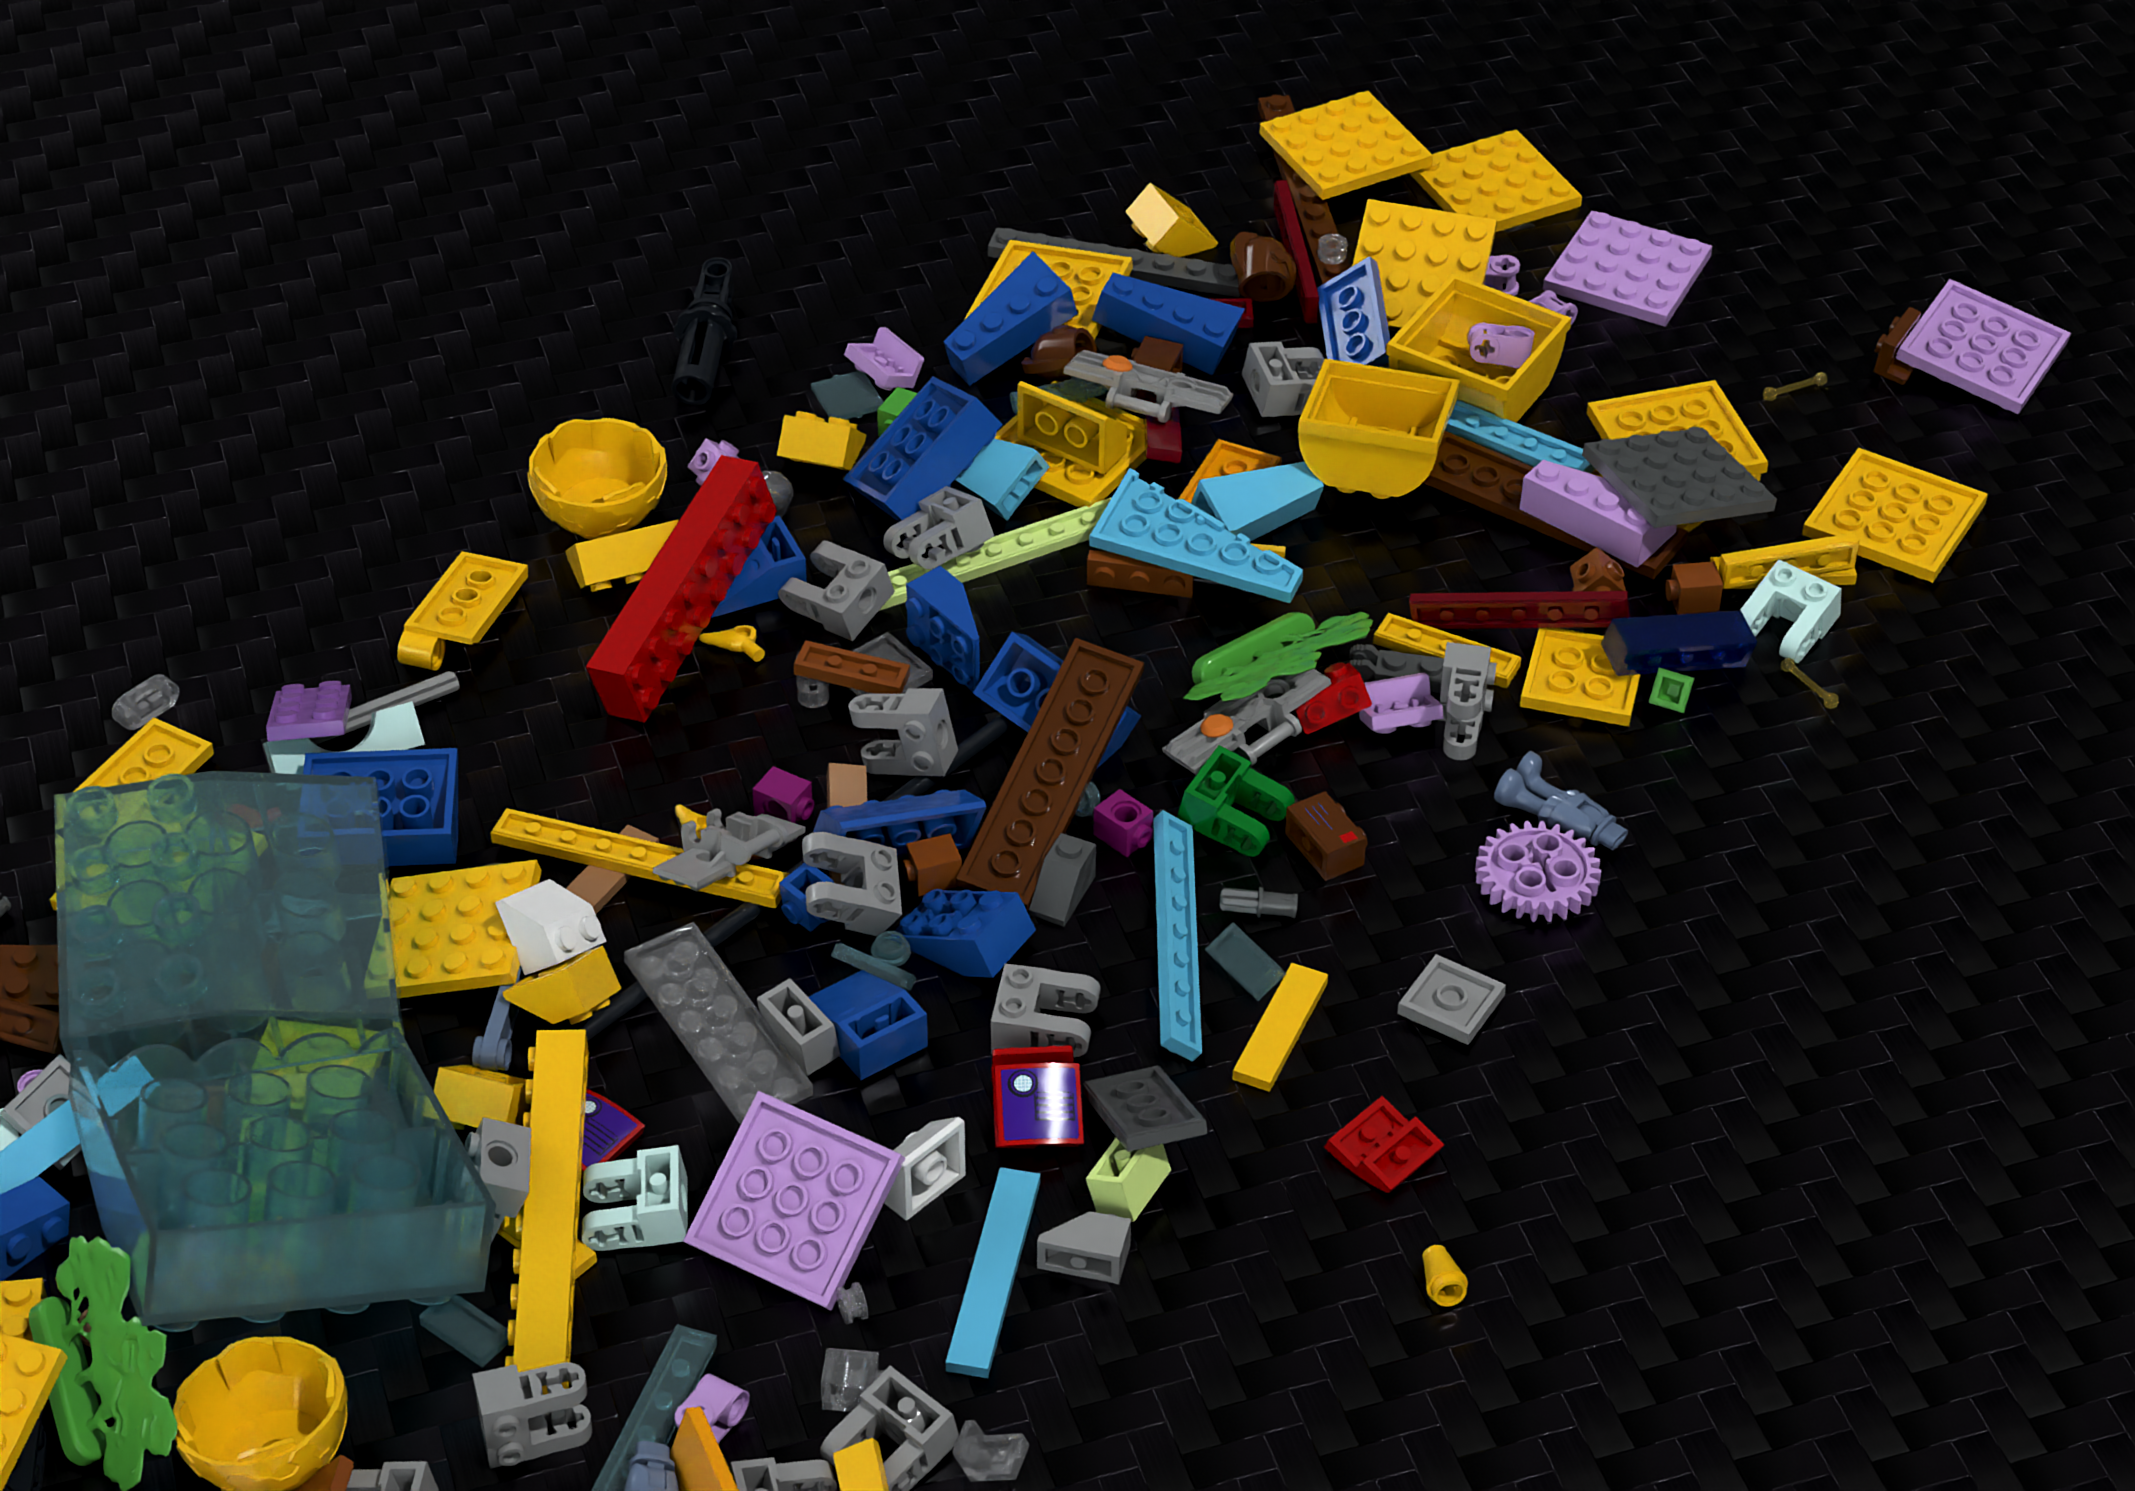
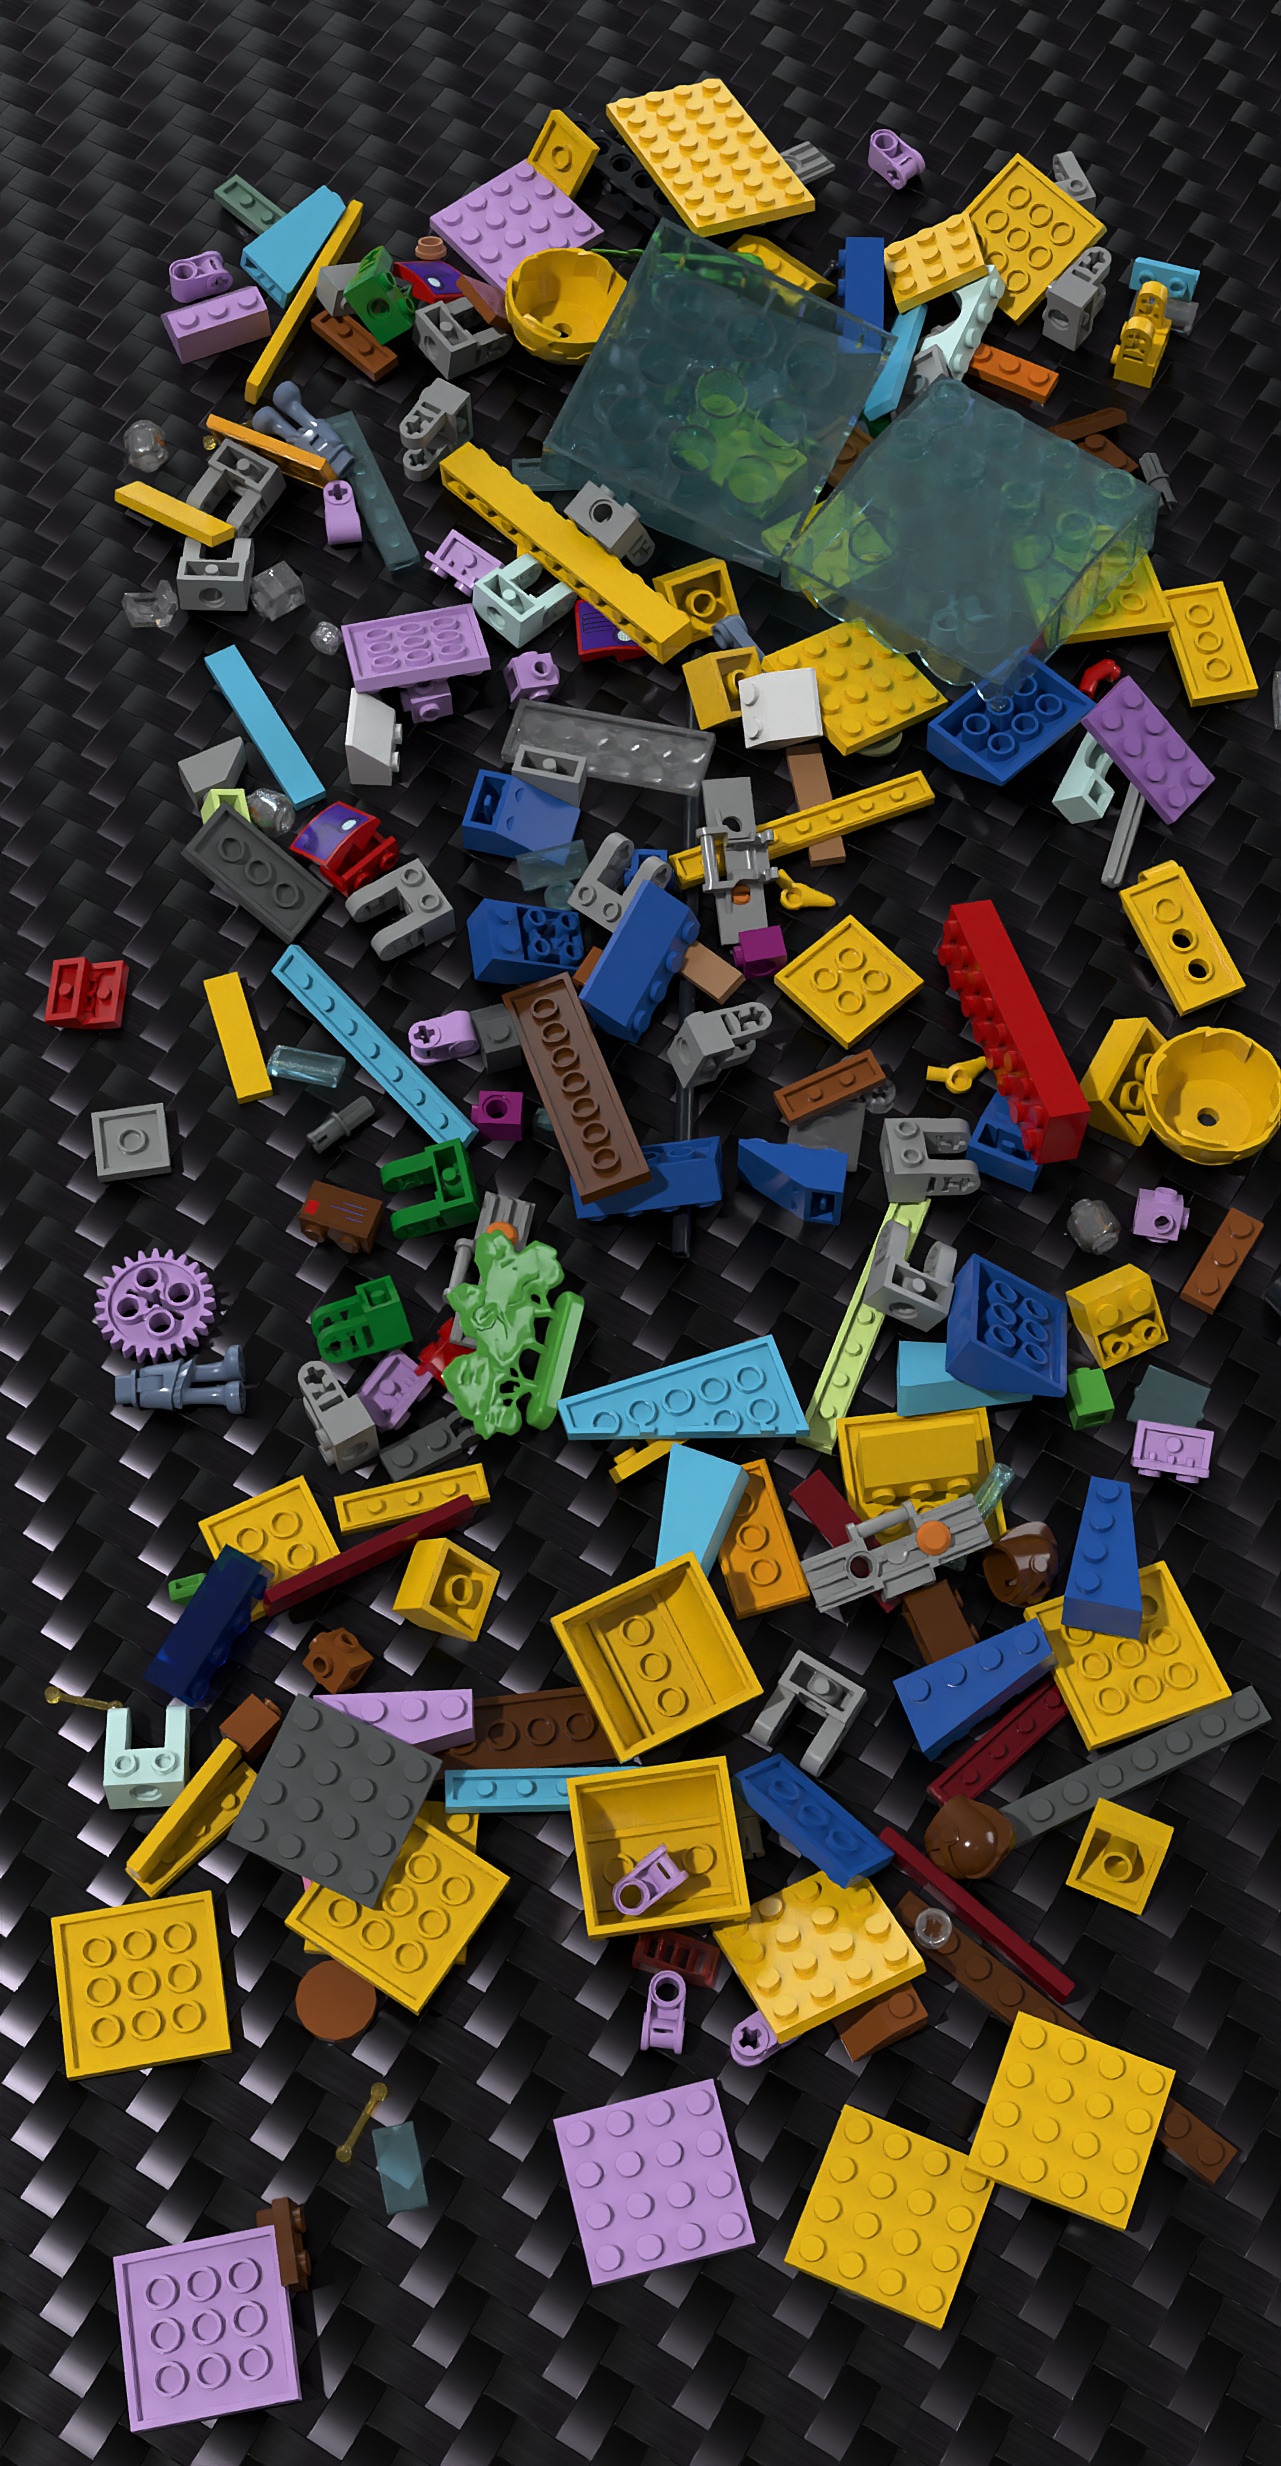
camera: 140 degrees right, 20 degrees up
(649, 1277) = (462, 561): none -> lavender bracket
(686, 439) = (1221, 1261): none -> dark orange plate
(712, 1121) = (531, 677): none -> lavender brick
(738, 740) = (848, 982): none -> yellow plate
(1068, 1171) = (270, 812): none -> clear head
(1107, 902) = (445, 1037): none -> lavender piece
(1364, 733) = (373, 1319): none -> green brick
(1484, 573) = (446, 1589): none -> yellow slope
(1772, 438) = (335, 2002): none -> dark orange tile
(1788, 355) = (400, 2168): none -> clear light blue tile

